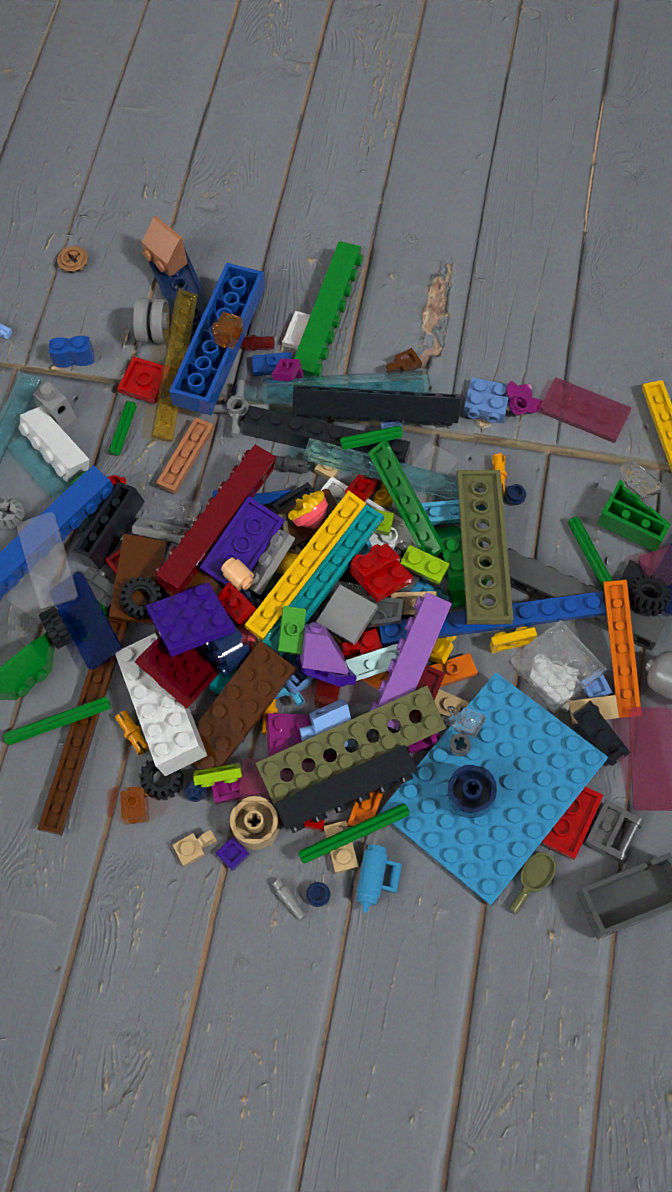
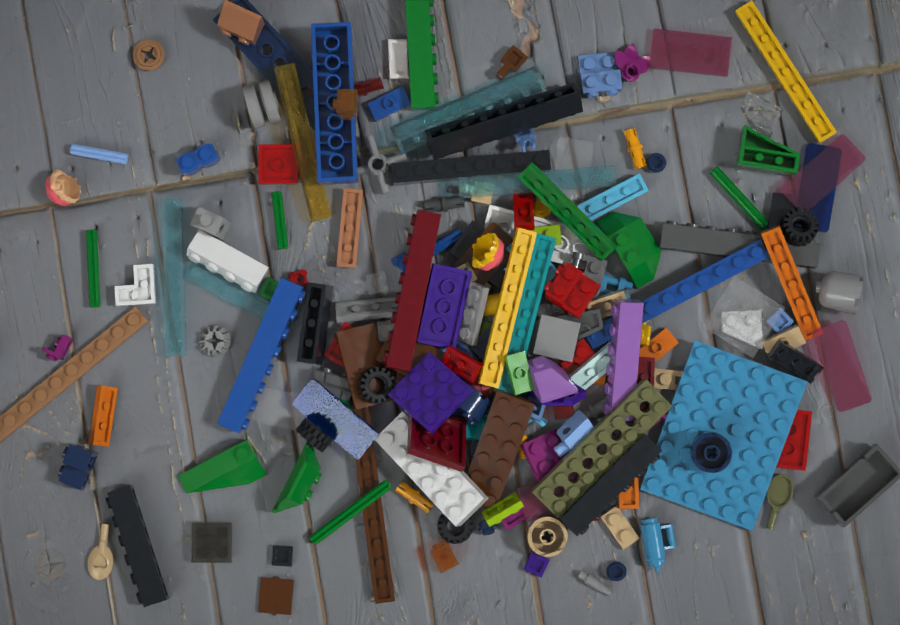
camera: 25 degrees left, 20 degrees up
(47, 561) = (279, 379): clear piece -> none
(191, 848) = (502, 572): tan plate -> none
(237, 574) = (453, 338): light nougat brick -> none
(287, 370) = (413, 118): magenta bracket -> none
(353, 833) = (628, 516): green axle -> none
(371, 437) = (515, 161): green axle -> none
(424, 564) = (604, 267): lime plate -> none
(466, 722) = (686, 394): clear plate -> none
(467, 743) = (683, 419): dark grey bush -> none
(472, 553) = (641, 243): olive plate -> none
(521, 637) = (690, 306): yellow plate -> none
(606, 828) = (822, 437): flat silver plate -> none

